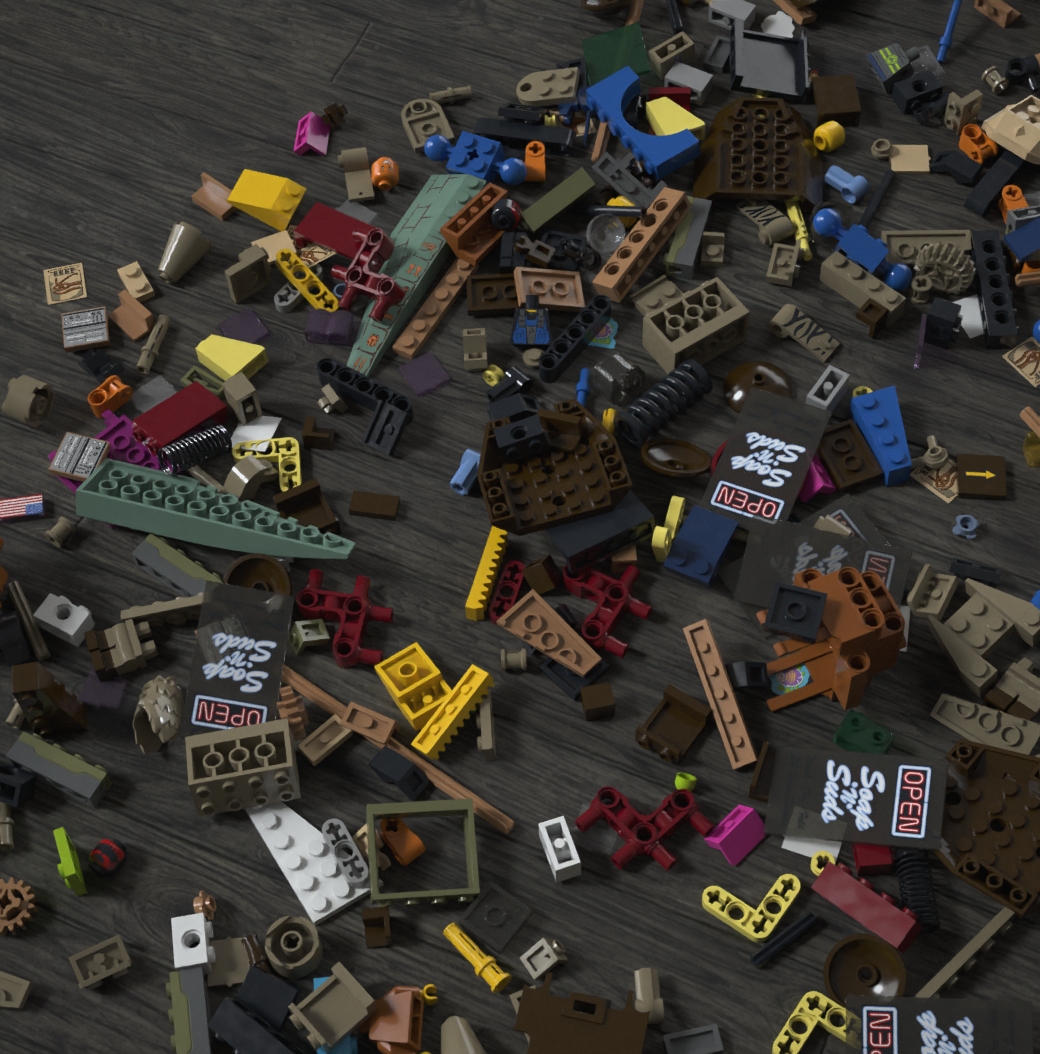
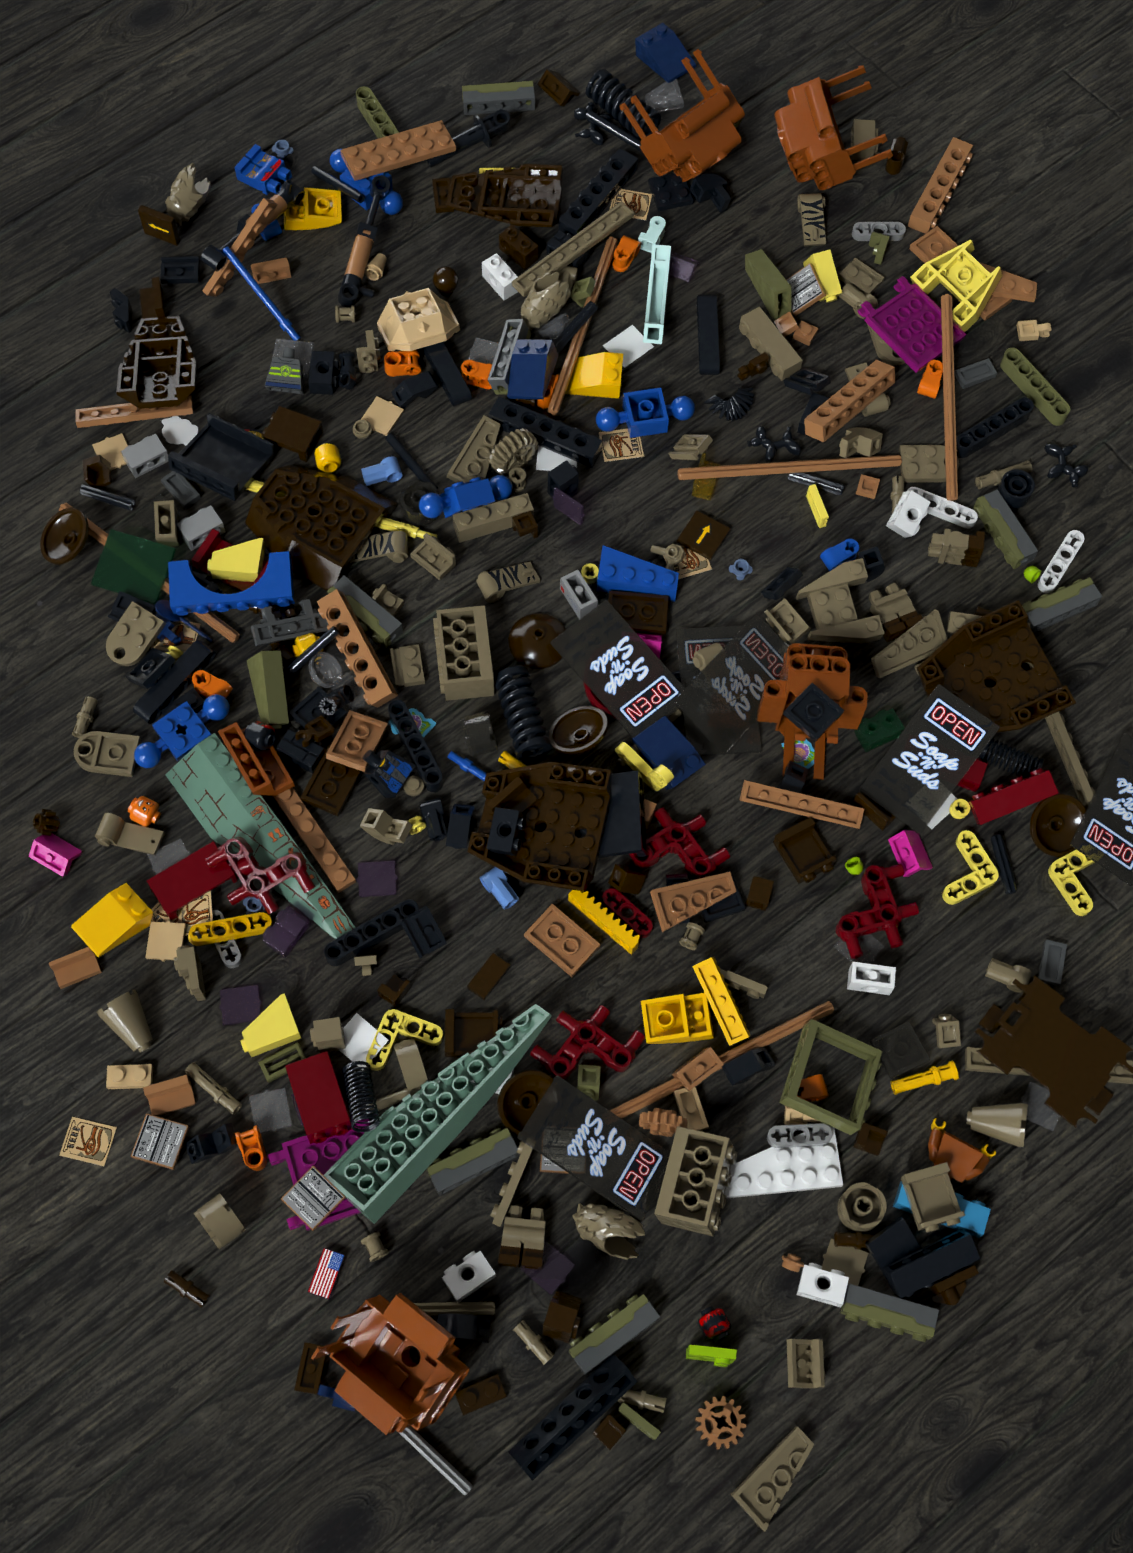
camera: 70 degrees left, 10 degrees up
(444, 548) = (562, 940): none -> medium nougat plate

